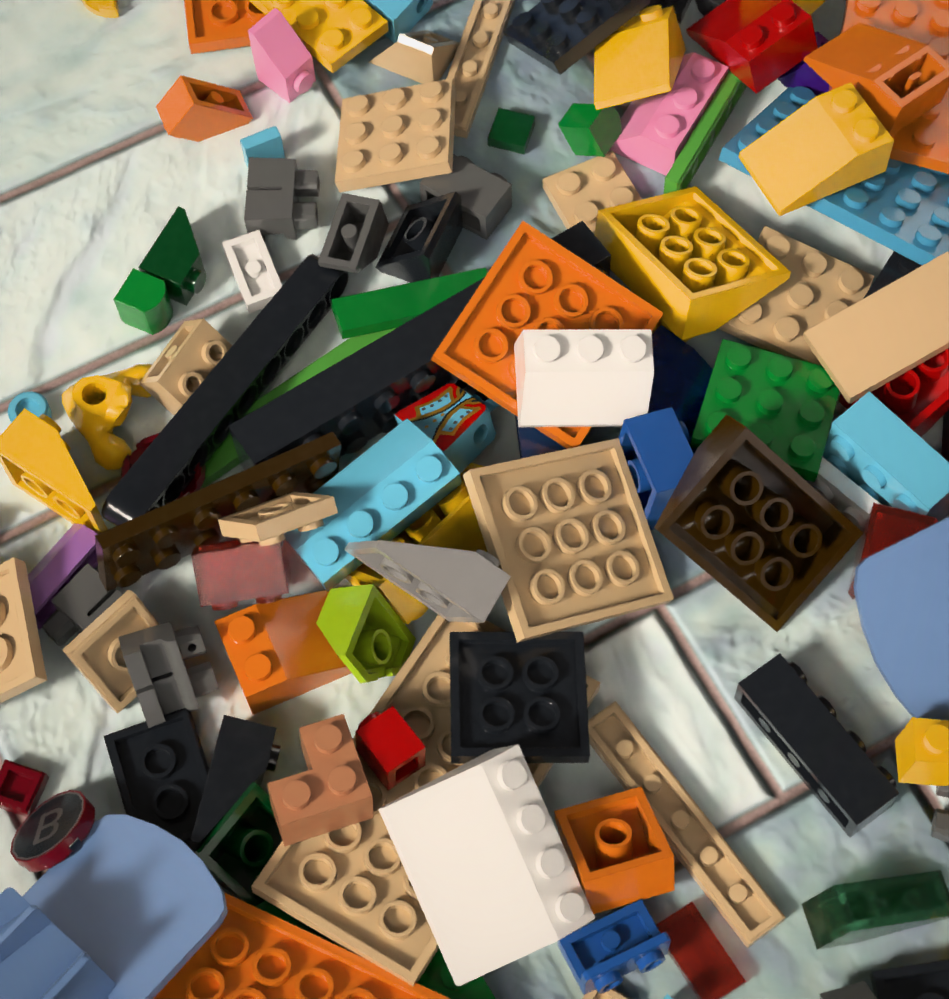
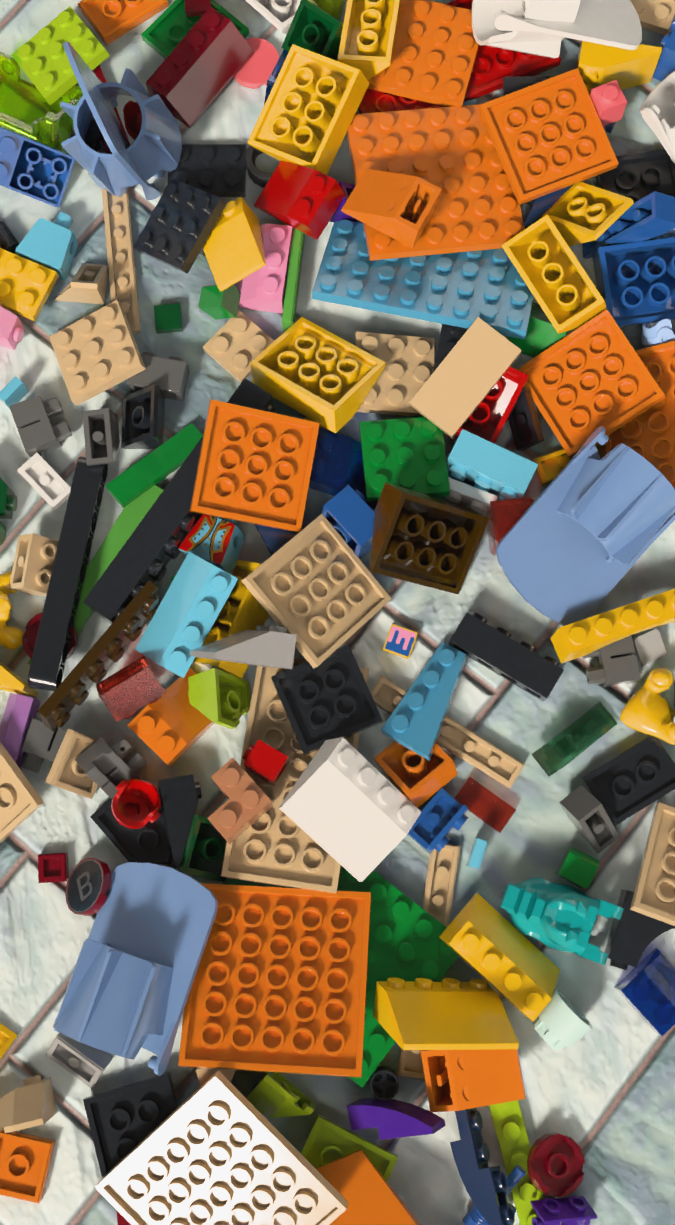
camera: 20 degrees left, 15 degrees up
(175, 734) = (136, 803): none -> red cap
(273, 518) = (140, 651): tan plate -> none
(582, 376) = (288, 488): white slope -> none
(656, 769) = (422, 710): none -> dark azure wing
(662, 665) = (400, 641): none -> tile
(819, 150) = (374, 276): yellow slope -> none

